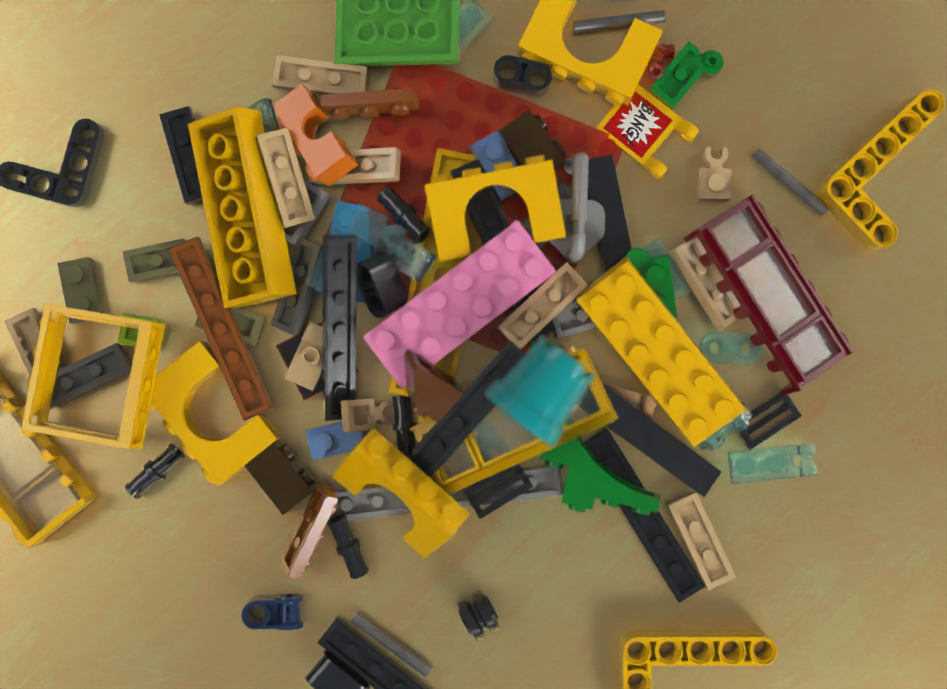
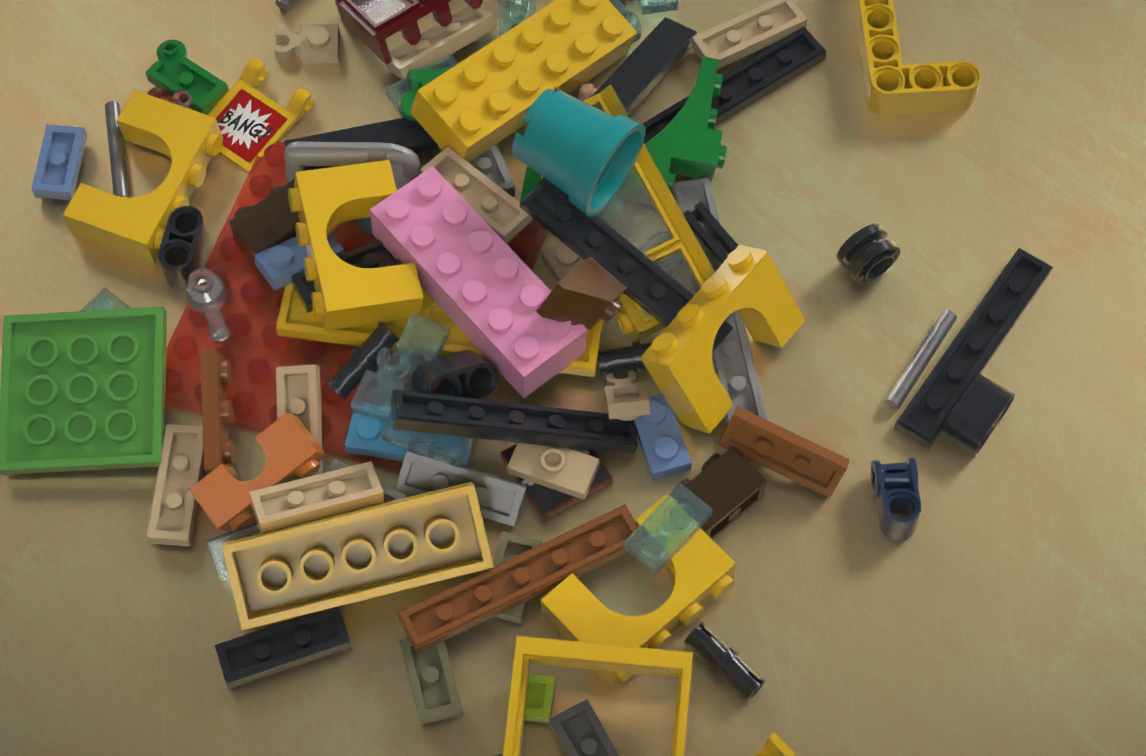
camera: 90 degrees left, 25 degrees down
(241, 438) = (668, 528): none -> clear light blue plate
(348, 546) = (802, 409): black pin -> none
(470, 97) = (209, 300): none -> clear bar

